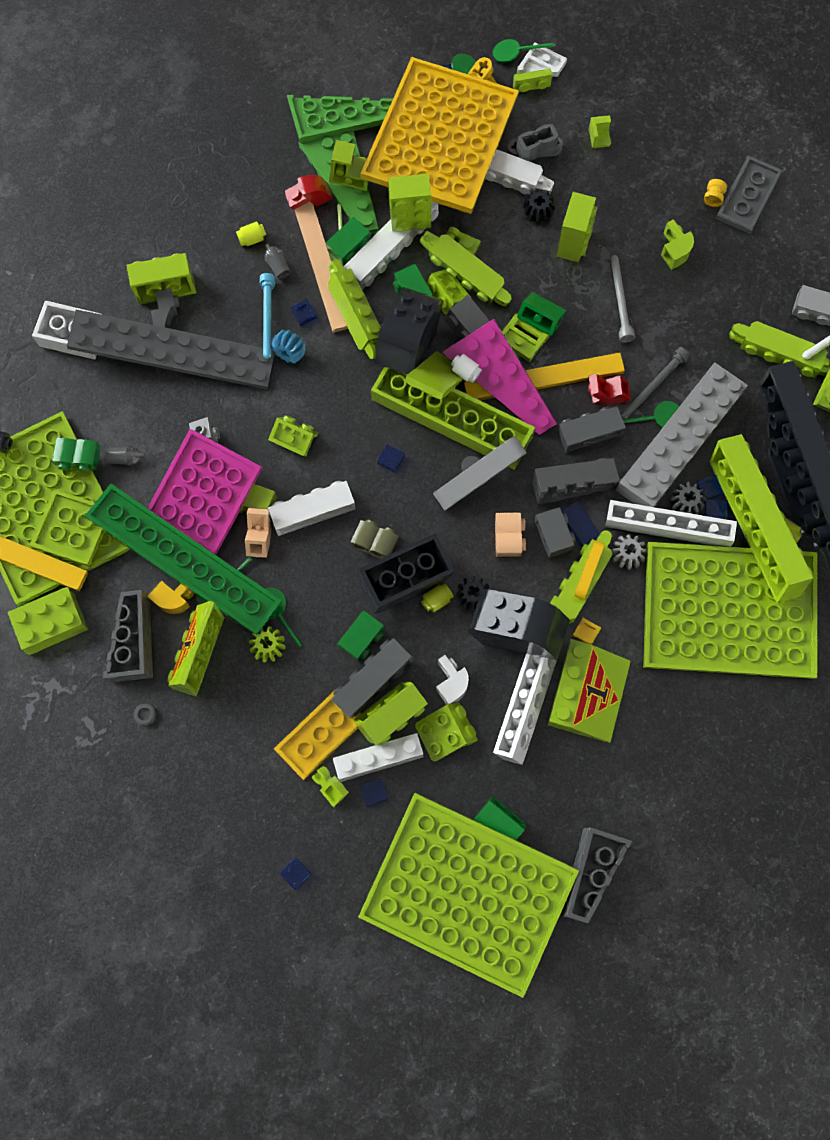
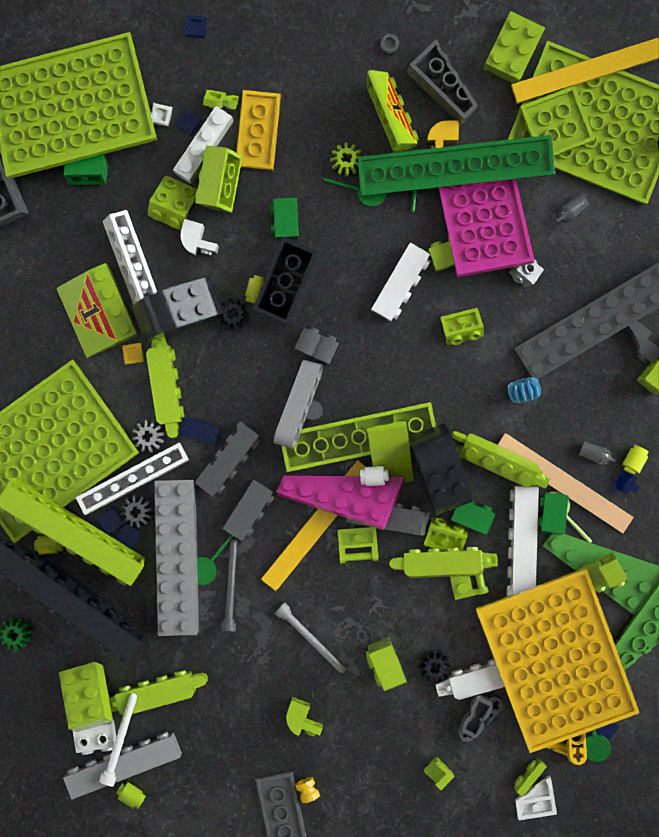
camera: 135 degrees right, 15 degrees up
(76, 454) = (603, 178): green brick -> none
(258, 533) = (421, 230): light nougat brick -> none
(267, 282) = (587, 430): medium azure piece -> none
(274, 223) = (625, 483): none -> clear blue tile
(303, 312) = (540, 430): clear blue tile -> none
(309, 188) = (621, 530): red brick -> none
(372, 678) = (250, 194): dark grey wedge -> none
(374, 540) = (334, 296): olive brick -> none
(391, 458) = (377, 368): clear blue tile -> none
(391, 819) = (161, 114): none -> white tile
(410, 202) = (525, 572): lime brick -> none
(424, 513) = (316, 345): none -> dark grey brick
(508, 534) = (243, 379): light nougat brick -> none
(509, 49) = (573, 790): green piece -> none
(541, 313) = (358, 573): green brick -> none
(554, 532) = (211, 406): dark grey brick -> none
(589, 570) = (162, 393): yellow beam -> none
(609, 391) = (258, 551): red brick -> none

